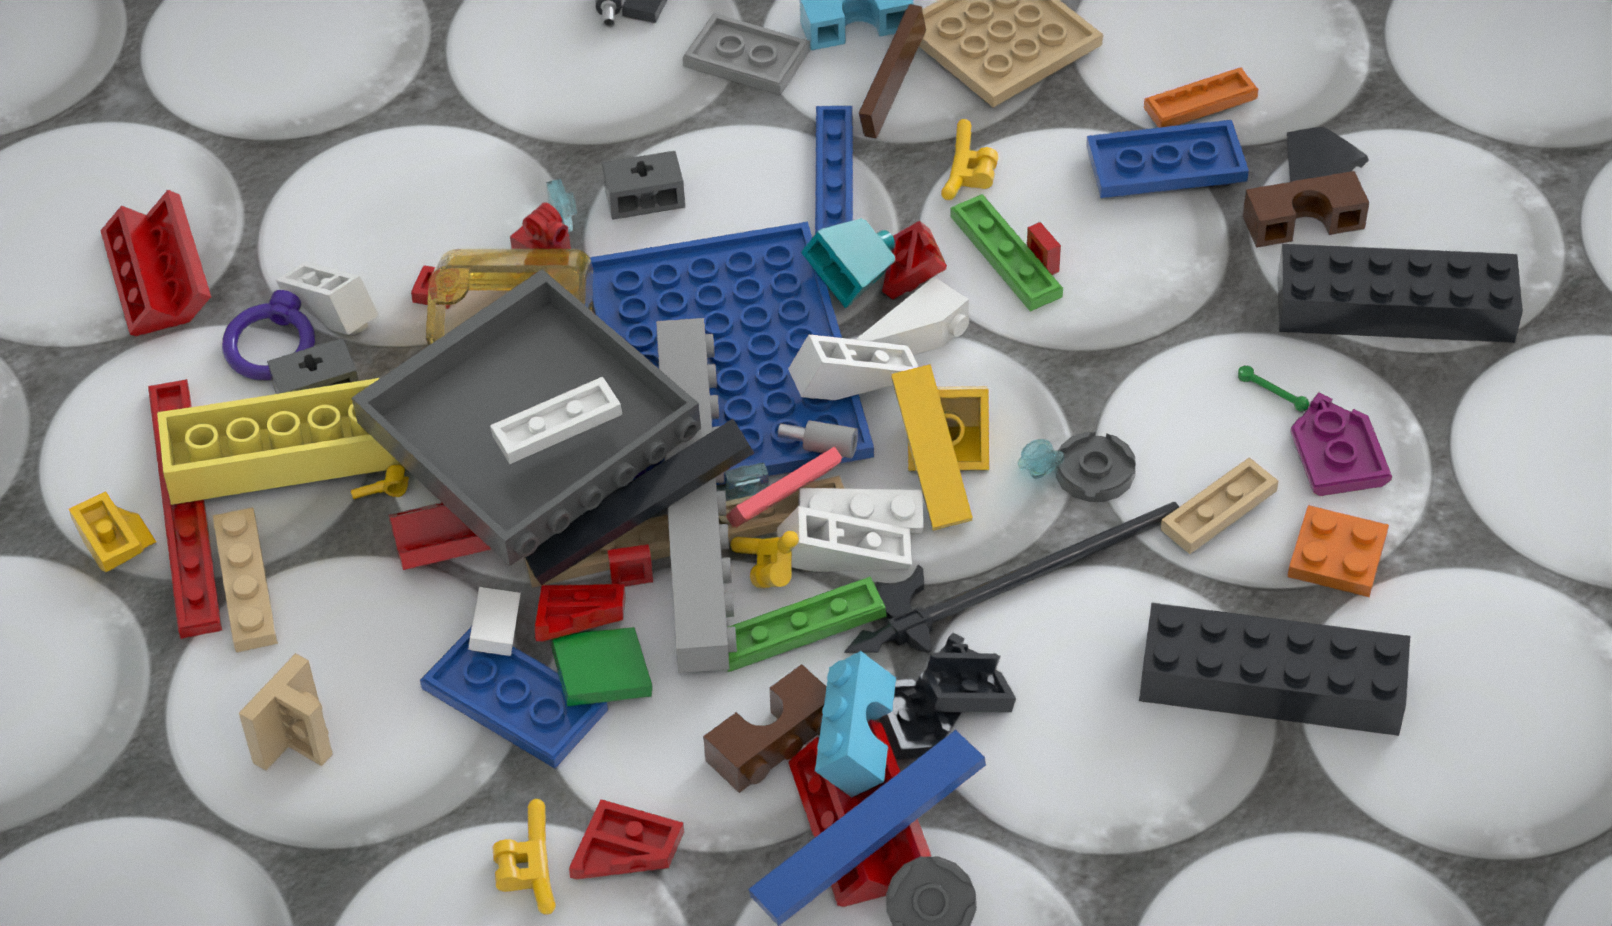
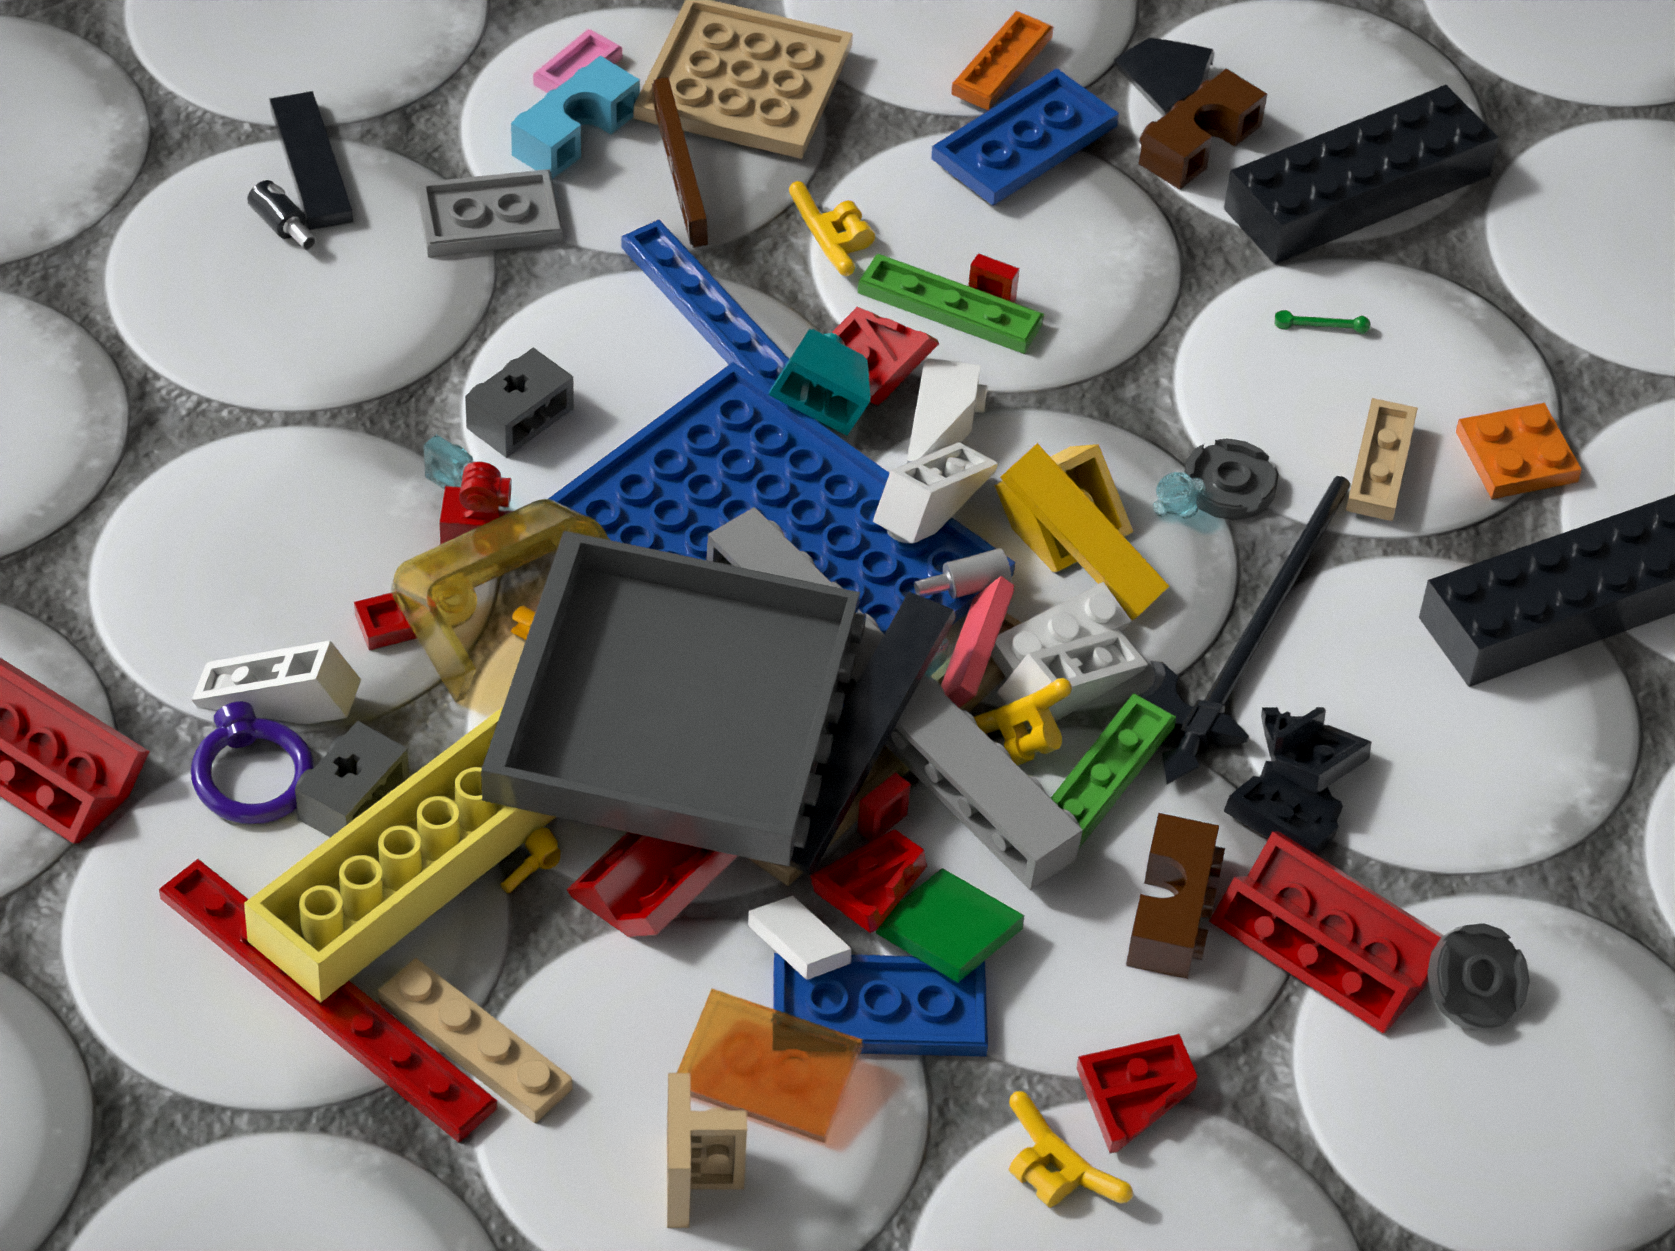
camera: 40 degrees left, 0 degrees up
(110, 531) = (276, 1072): yellow slope -> none
(400, 693) = (769, 1065): none -> clear orange tile
(556, 420) = (736, 682): white plate -> none
(847, 747) = (1252, 825): medium azure arch -> none
(866, 827) = (1369, 938): blue tile -> none
(1339, 449) = (1433, 351): magenta tile -> none

